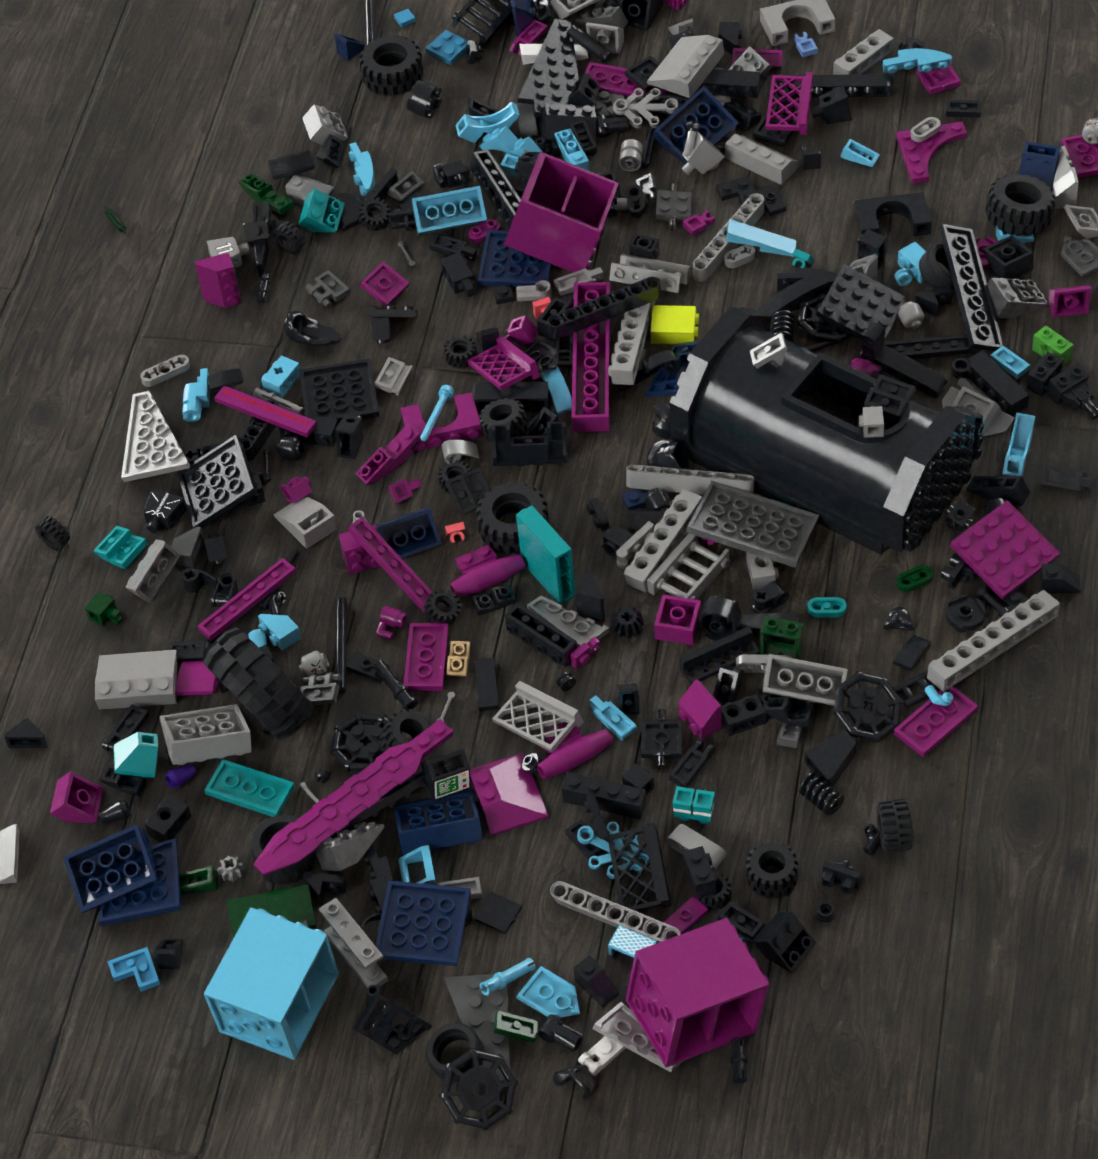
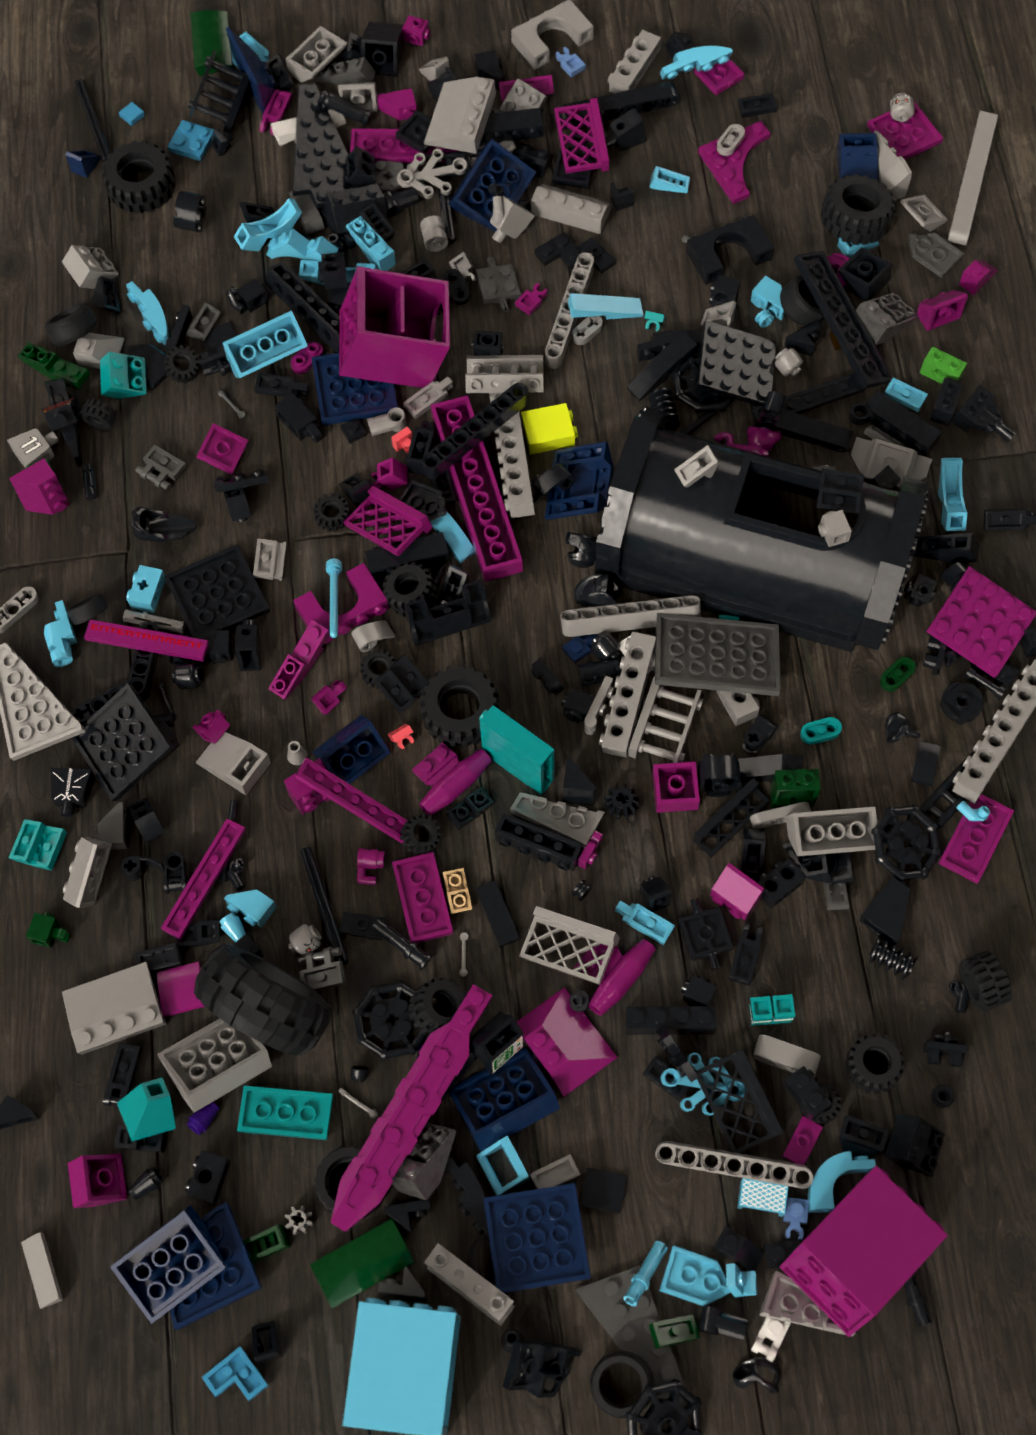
camera: 20 degrees left, 15 degrees up
(585, 1005) = (740, 1282): none -> medium azure bracket
(637, 49) = (397, 104): none -> magenta slope

